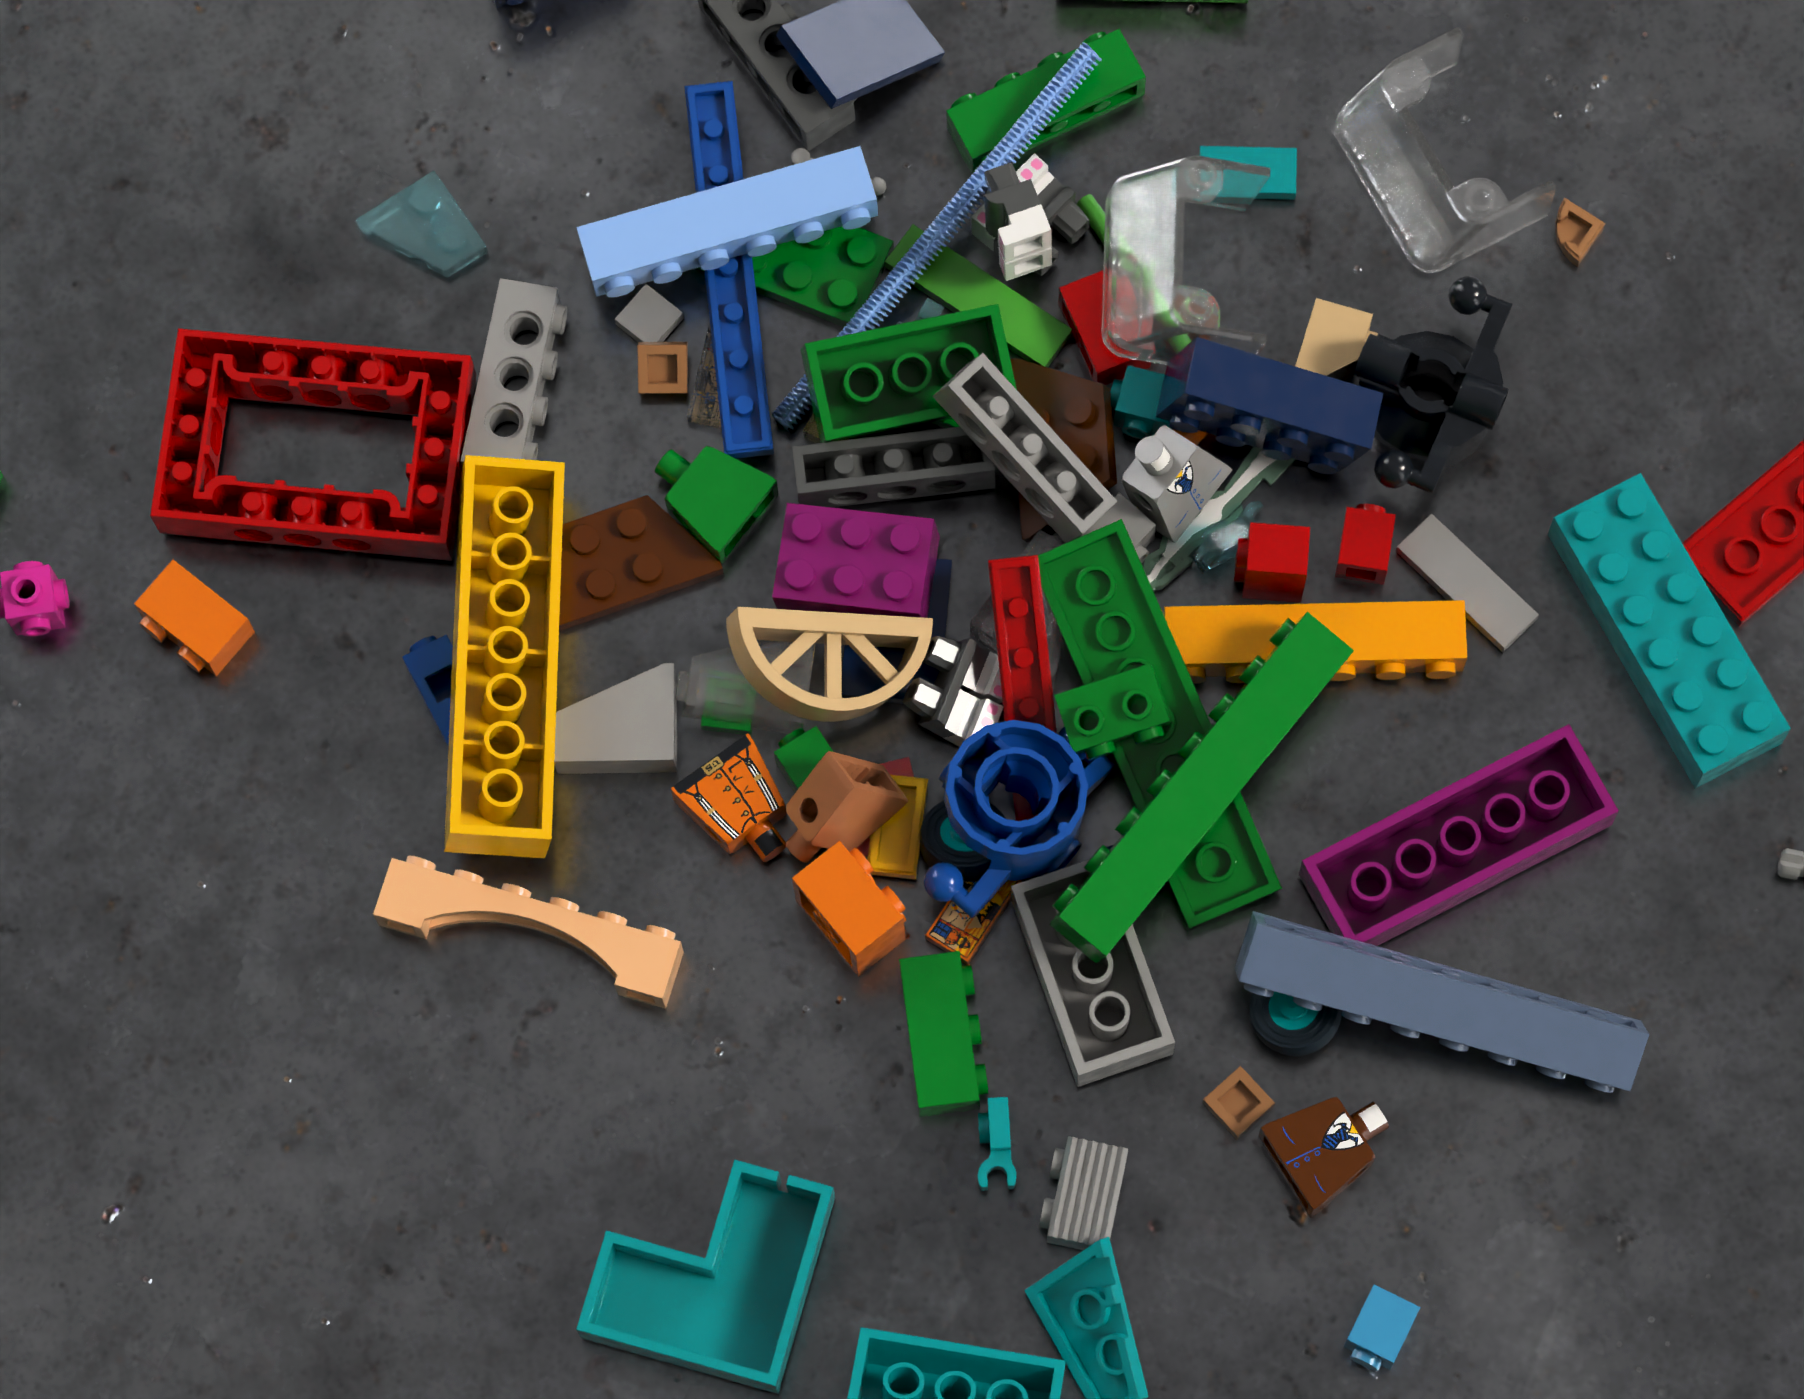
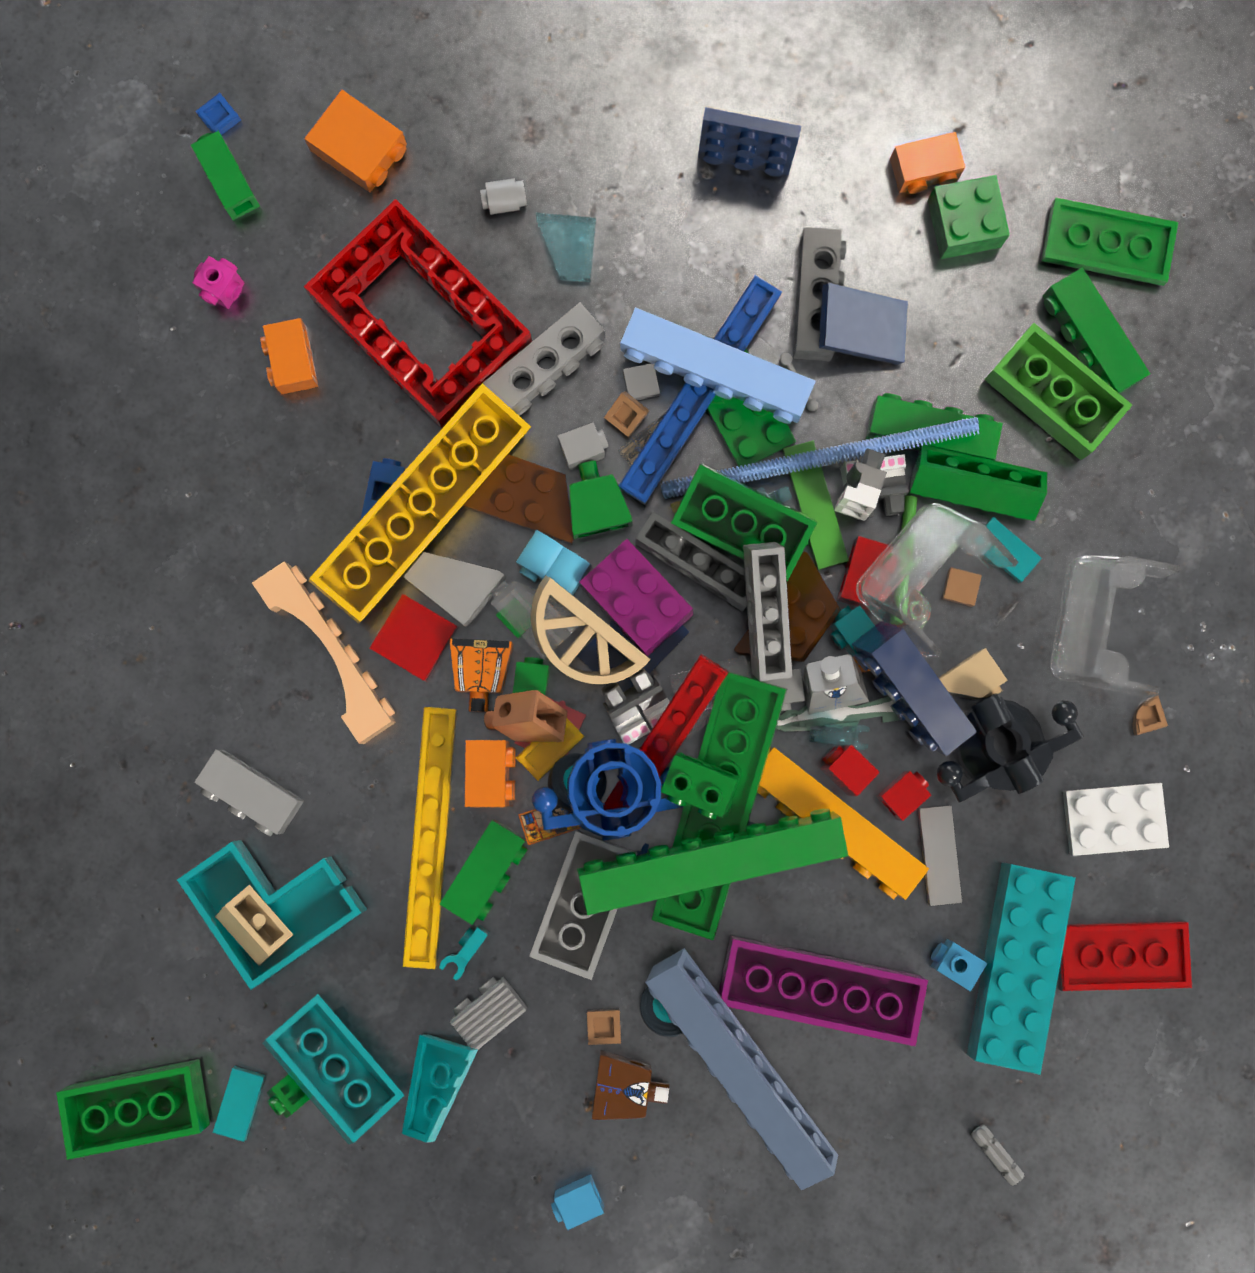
camera: 30 degrees right, 10 degrees up
(66, 305) = (356, 141): none -> orange brick
(300, 230) = (503, 196): none -> light grey brick
(574, 1171) = (248, 793): none -> light grey brick
(622, 831) = (413, 637): none -> red tile
(640, 444) = (583, 445): none -> light grey brick
(705, 602) = (549, 558): none -> medium azure brick
(715, 1310) = (254, 925): none -> tan brick
(841, 1052) = (429, 838): none -> yellow tile
(1148, 119) = (978, 482): none -> green brick
(1231, 255) = (961, 587): none -> medium nougat tile
(1592, 688) = (957, 964): none -> dark azure brick
(1636, 378) = (1115, 819): none -> white plate

